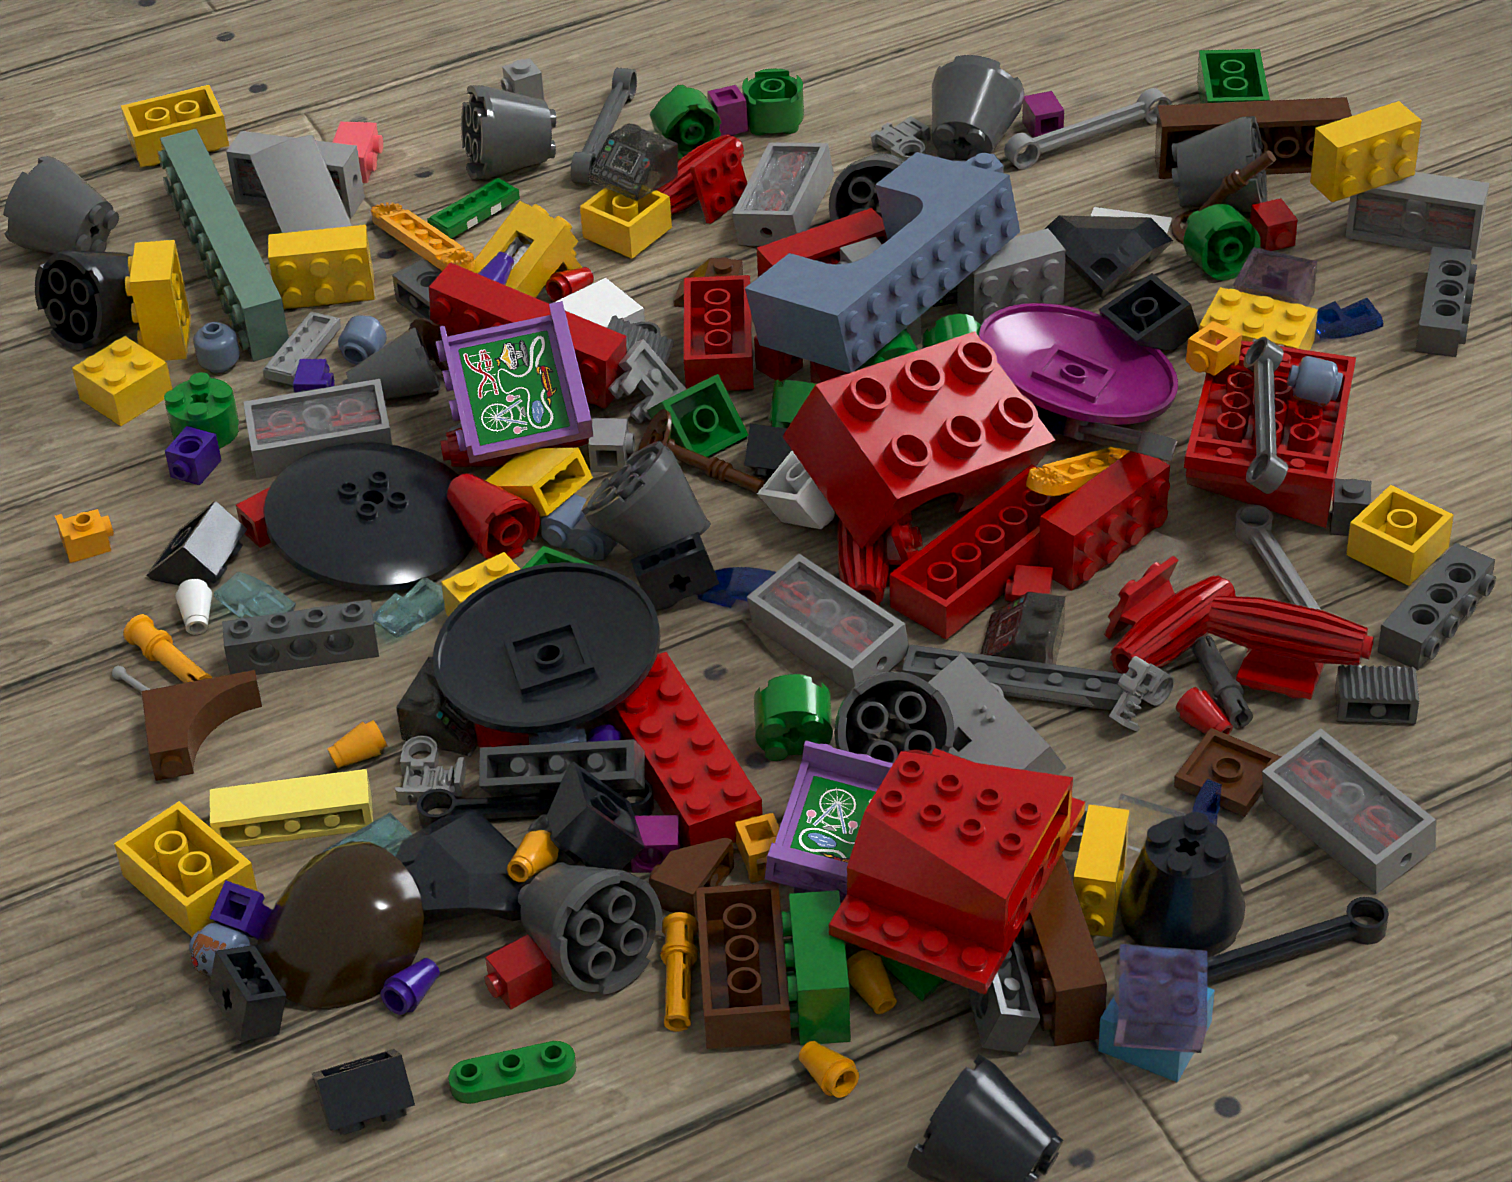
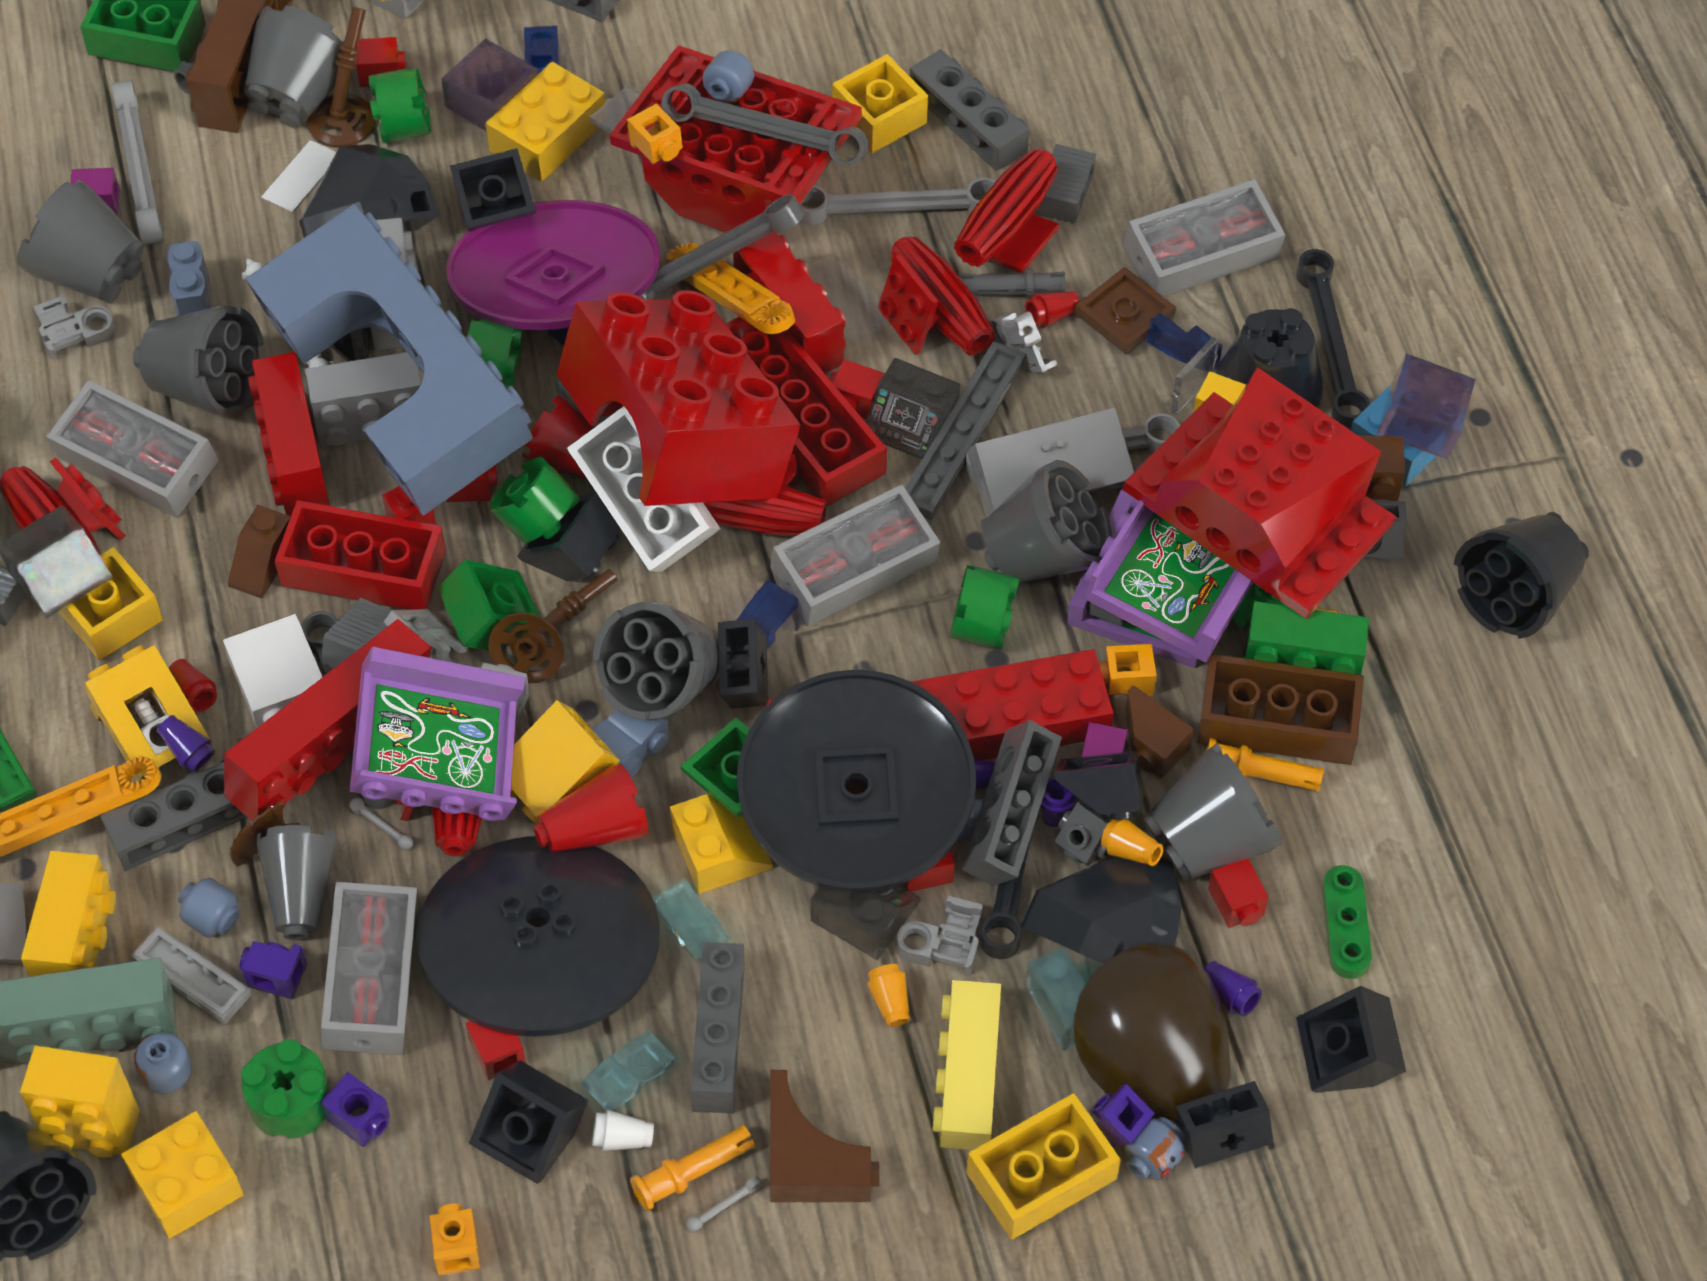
camera: 80 degrees left, 15 degrees up
(829, 1069) = (1399, 675): light orange cone -> none

